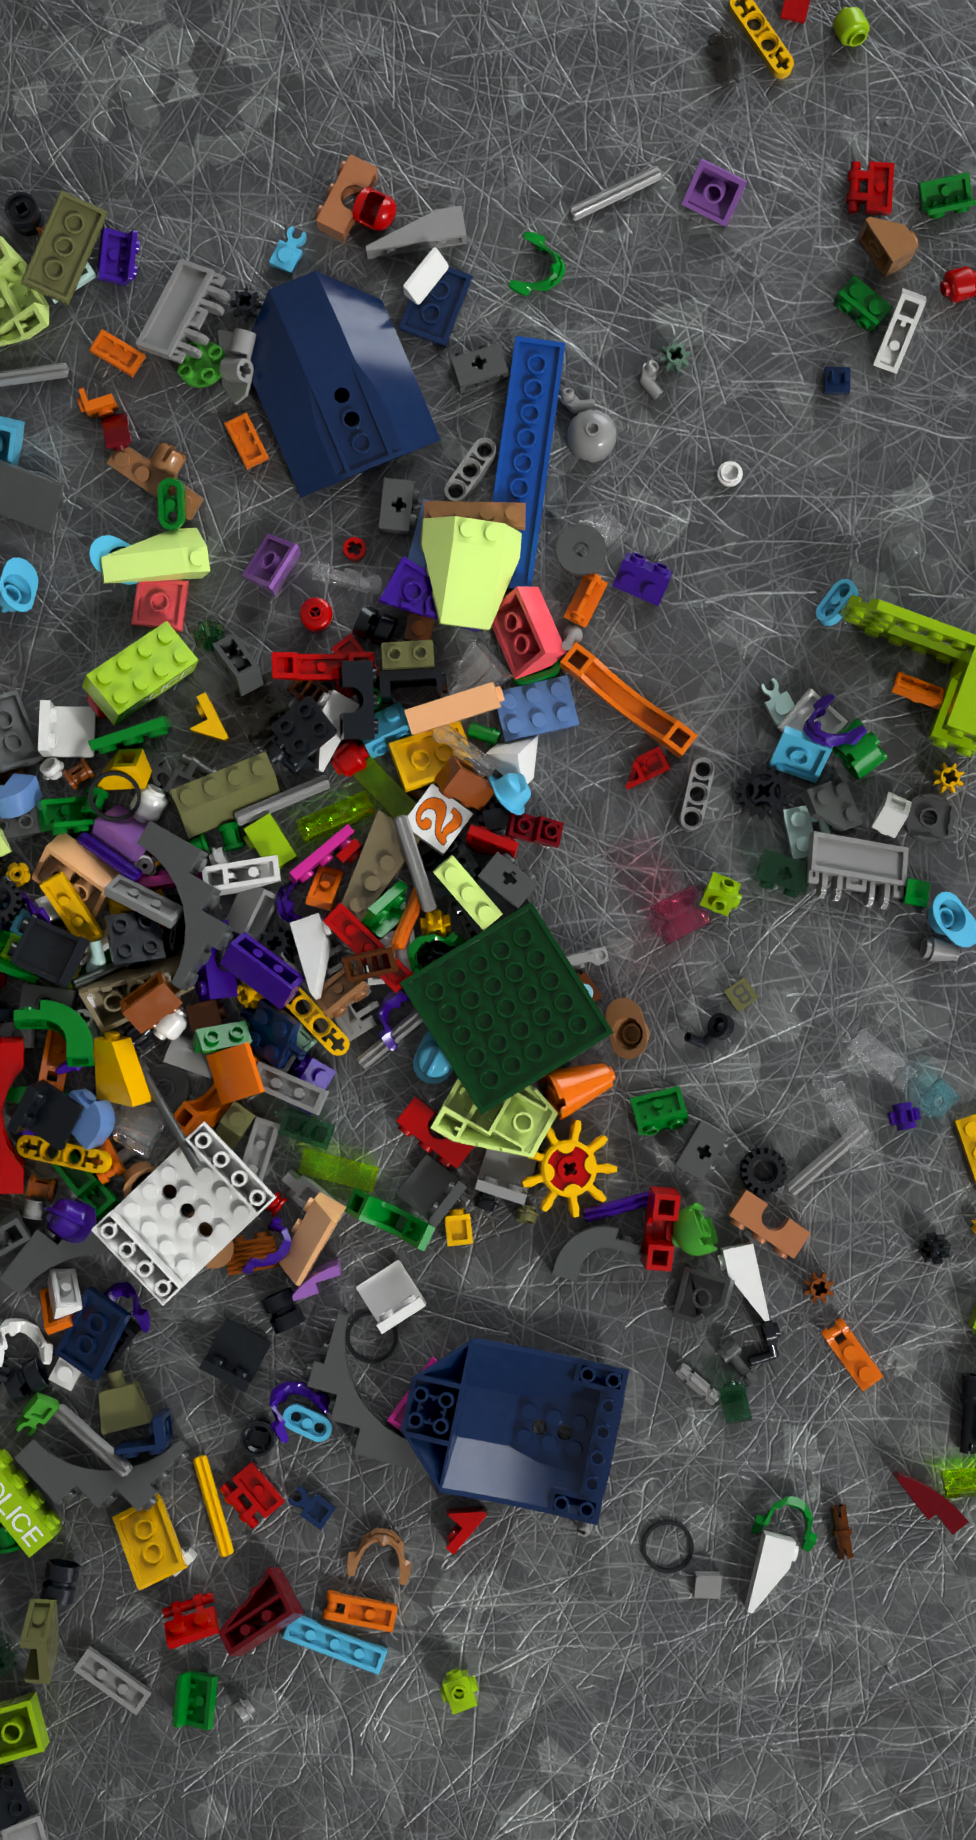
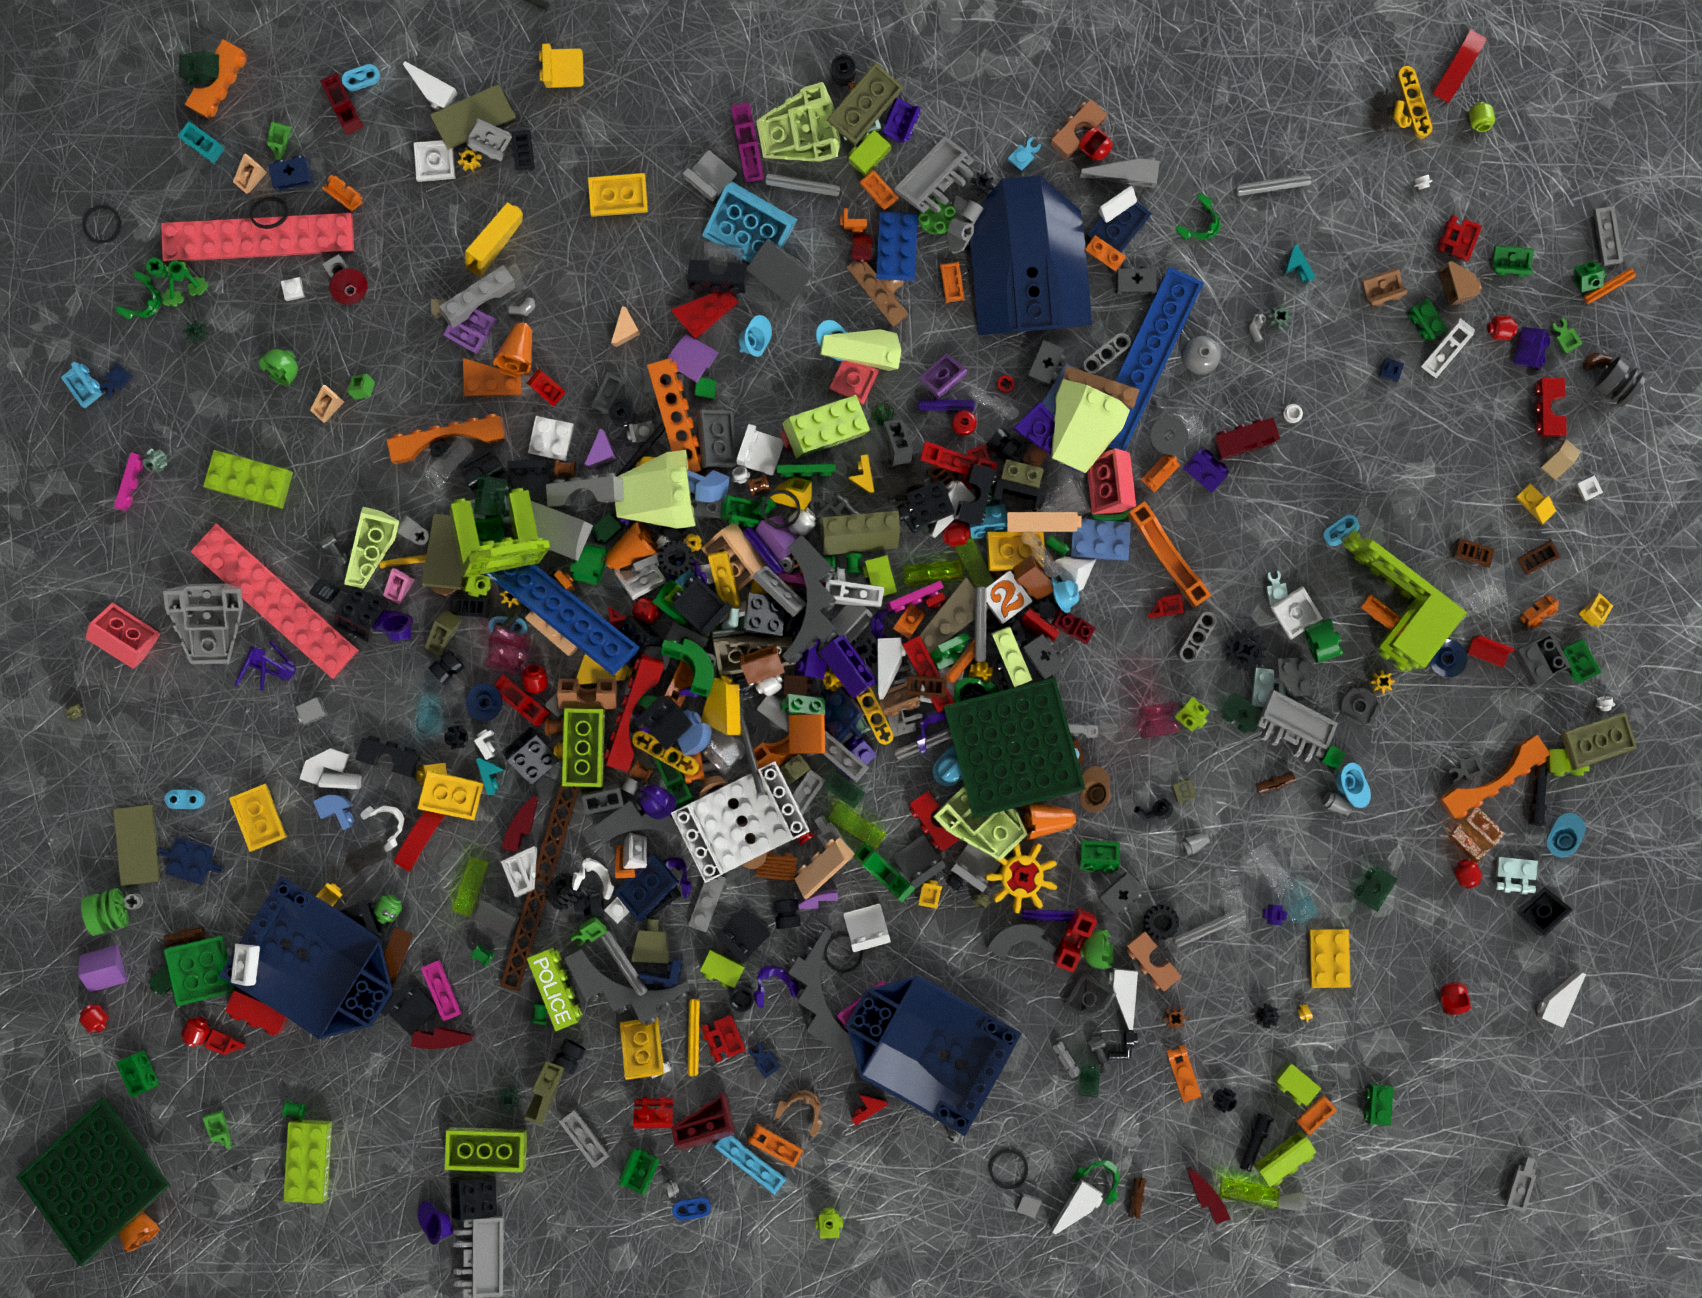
camera: 20 degrees right, 0 degrees up
(90, 309) = (869, 153): none -> lime brick
(161, 416) = (897, 246): none -> blue plate
(171, 503) = (883, 310): green plate -> none
(178, 1329) = (707, 903): none -> light grey plate
(222, 1407) = (722, 968): none -> lime brick
(271, 1258) = (793, 873): dark purple helmet -> none
(279, 1726) = (692, 1210): none -> blue plate
(282, 800) = (898, 548): light grey axle -> none
(287, 599) = (946, 405): none -> dark purple axle
(306, 1424) = (779, 998): medium azure plate -> none
(429, 344) = (1105, 253): none -> orange hinge
(571, 635) = (1142, 494): light grey bar -> none
(573, 403) = (1195, 327): light grey arm -> none
(676, 279) = (1297, 261): none -> teal slope
(680, 523) = (1246, 438): none -> dark red wedge
(714, 192) = (1344, 207): medium lavender slope -> none
(746, 58) = (1398, 115): none -> yellow arm
(774, 1057) = (1193, 844): none -> light grey cone
(794, 279) = (1383, 287): none -> medium nougat bracket
(799, 755) = (1281, 632): medium azure plate -> none
(802, 131) = (1422, 182): none -> white plate
(815, 733) = (1296, 619): dark purple helmet -> none
(853, 948) = (1275, 783): none -> reddish brown pin
(891, 815) = (1333, 695): white brick -> none
(914, 1372) = (1224, 1100): none -> black gear

